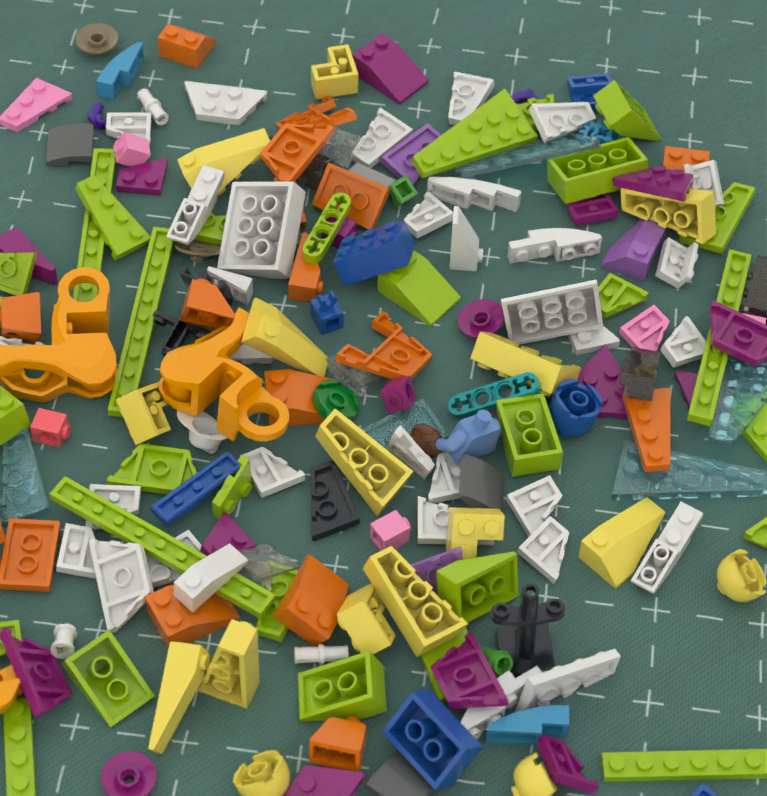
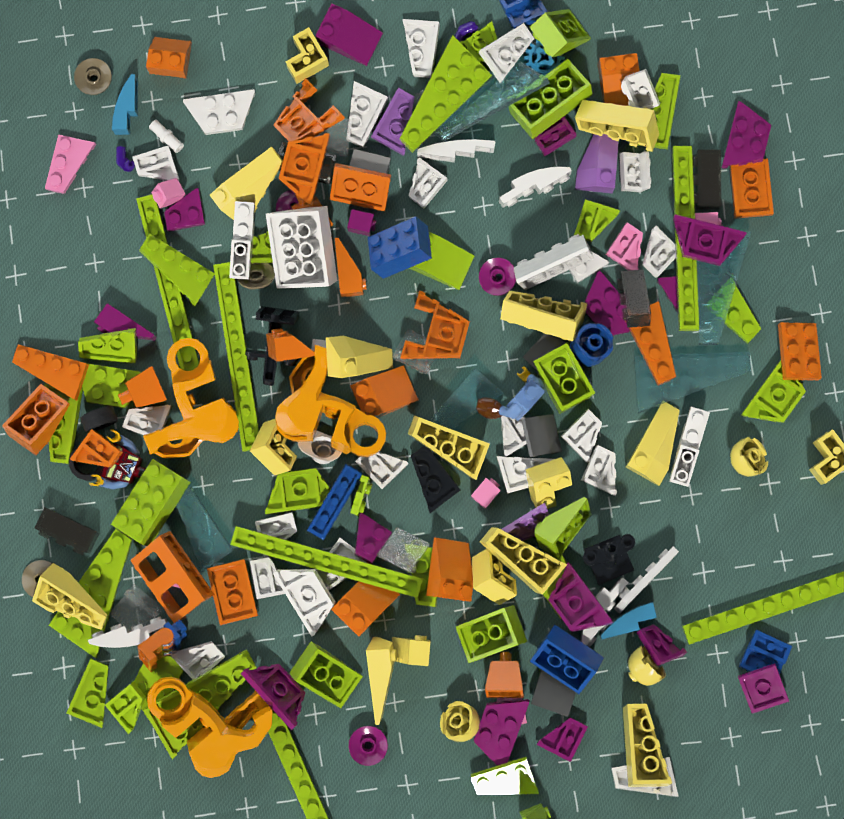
camera: 10 degrees left, 30 degrees up
(50, 428) = (205, 479): coral brick -> none
(63, 644) = (284, 655): white bush -> none
(69, 144) = (113, 198): dark grey slope -> none
(207, 576) = (373, 582): white slope -> none
(239, 285) = (299, 303): white slope -> none
(320, 654) = (467, 608): white pin -> none
(323, 226) = (353, 230): lime beam -> none
(326, 313) = (376, 307): blue brick -> none
(331, 396) = (410, 390): green tile -> none
(398, 394) = (457, 372): magenta brick -> none
(402, 191) = (399, 166): bright green slope -> none
(410, 453) = (489, 426): white wing -> none
(464, 244) = (466, 212): white slope -> none
(493, 391) = (529, 352): teal beam -> none
(499, 660) = (593, 580): bright green cone -> none
(658, 182) = (605, 106): magenta wing -> none

